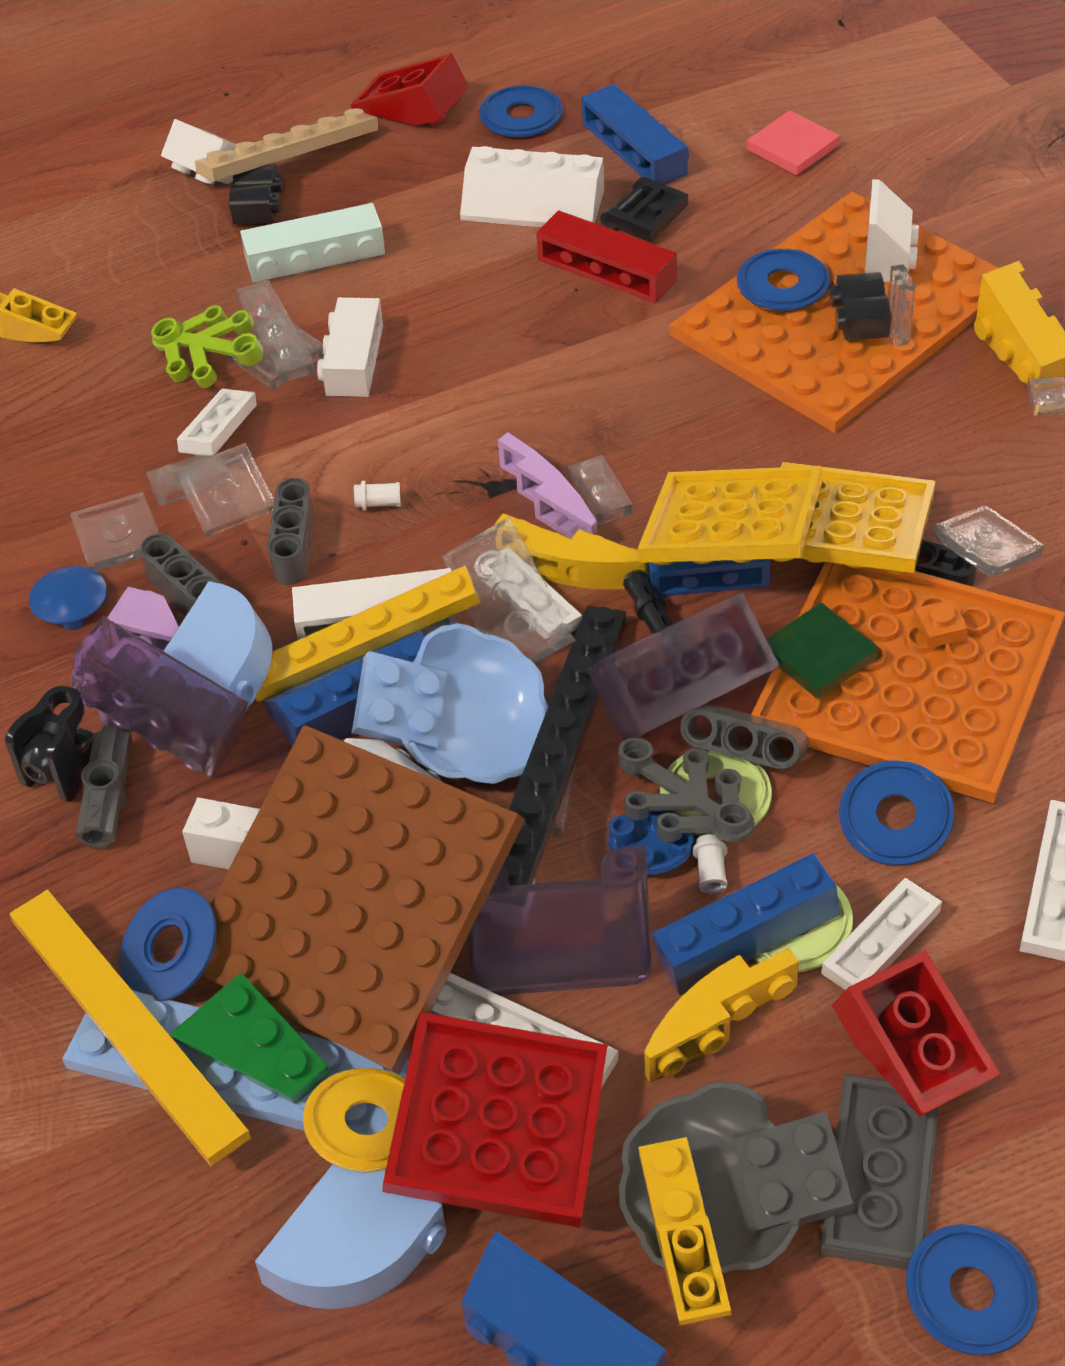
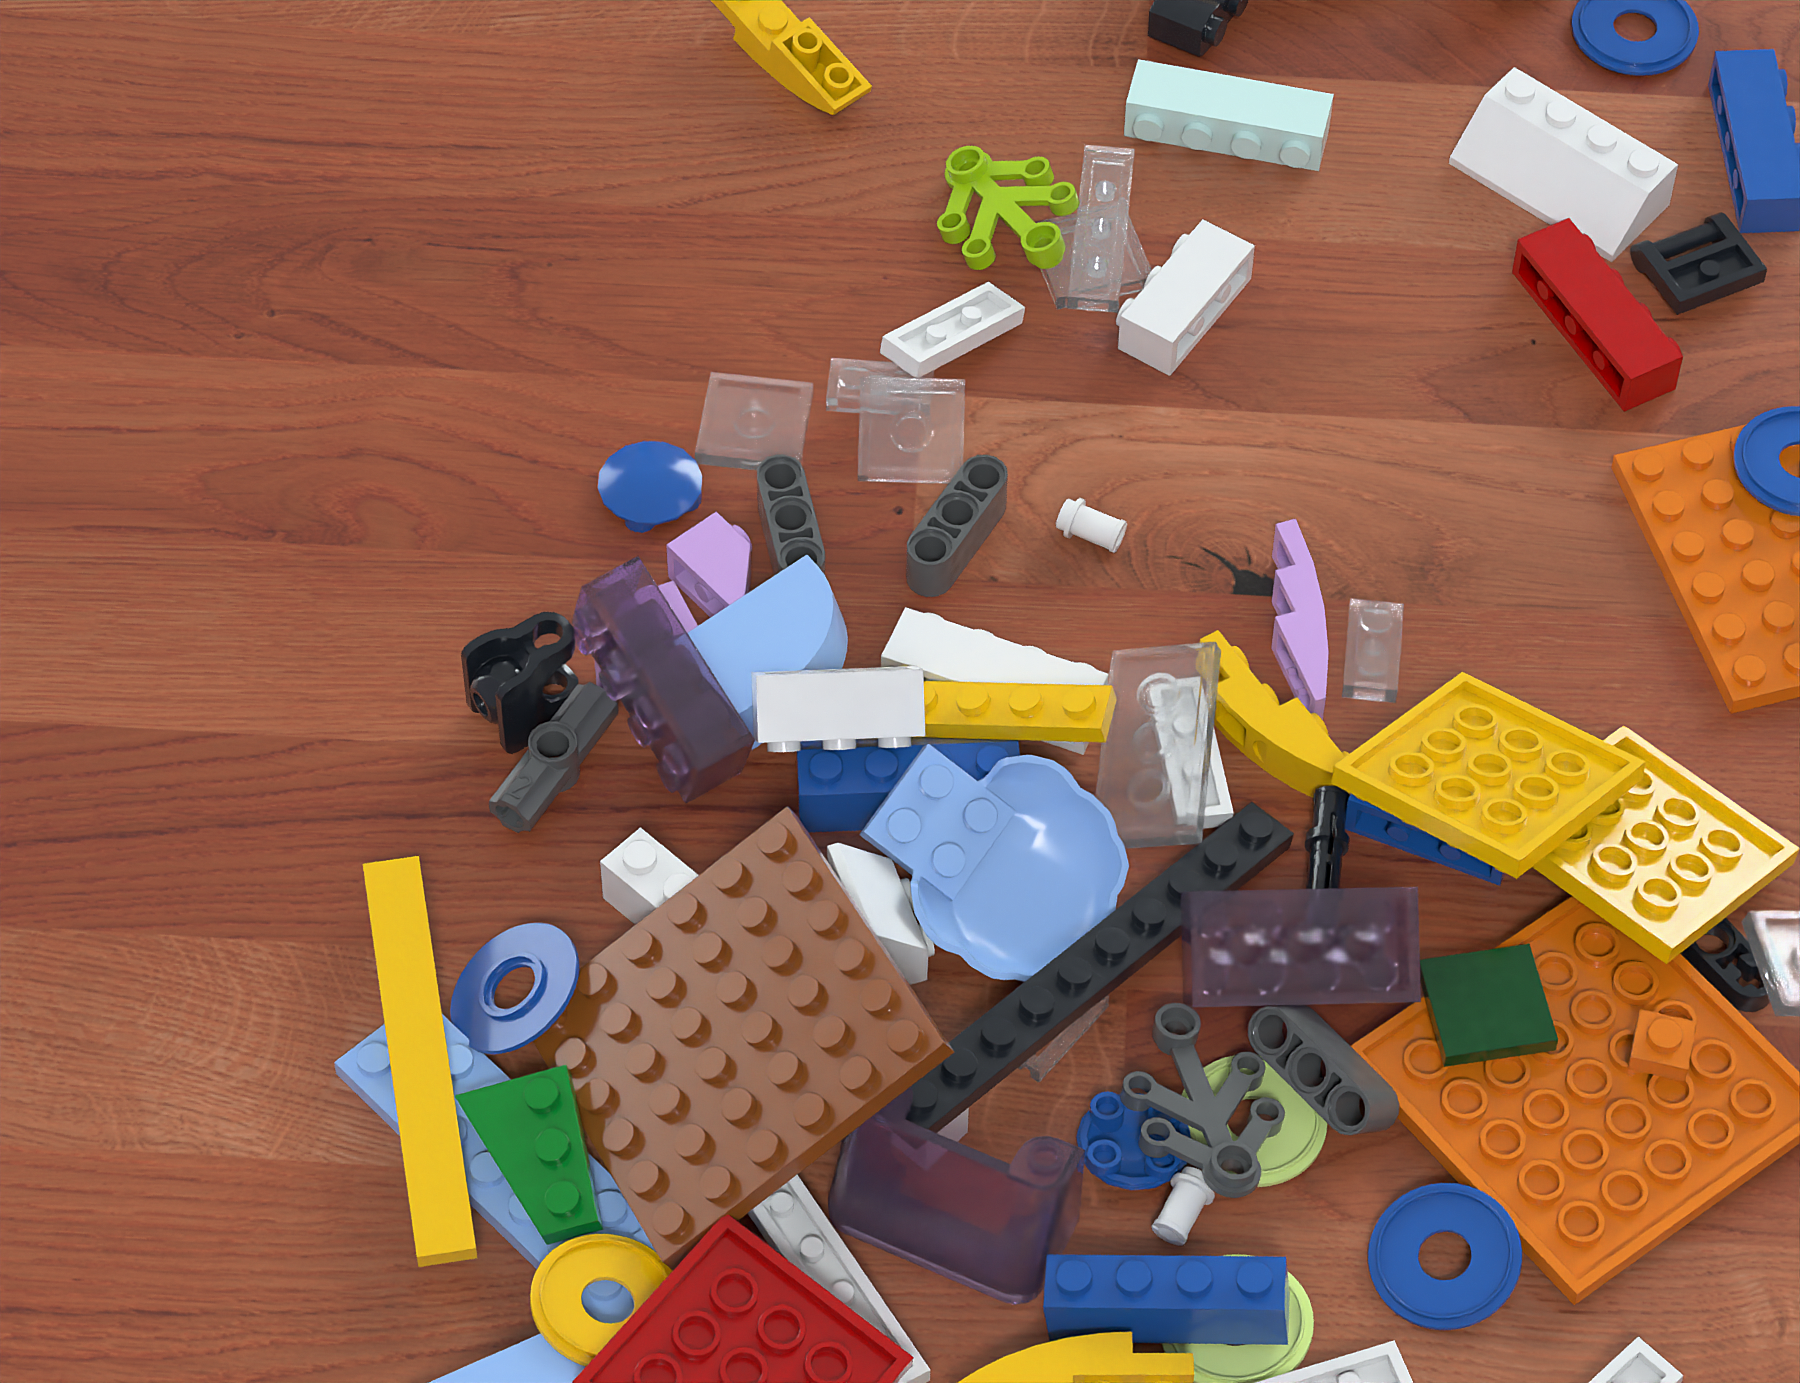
camera: 25 degrees right, 5 degrees up
(291, 658) = (838, 707): none -> white brick

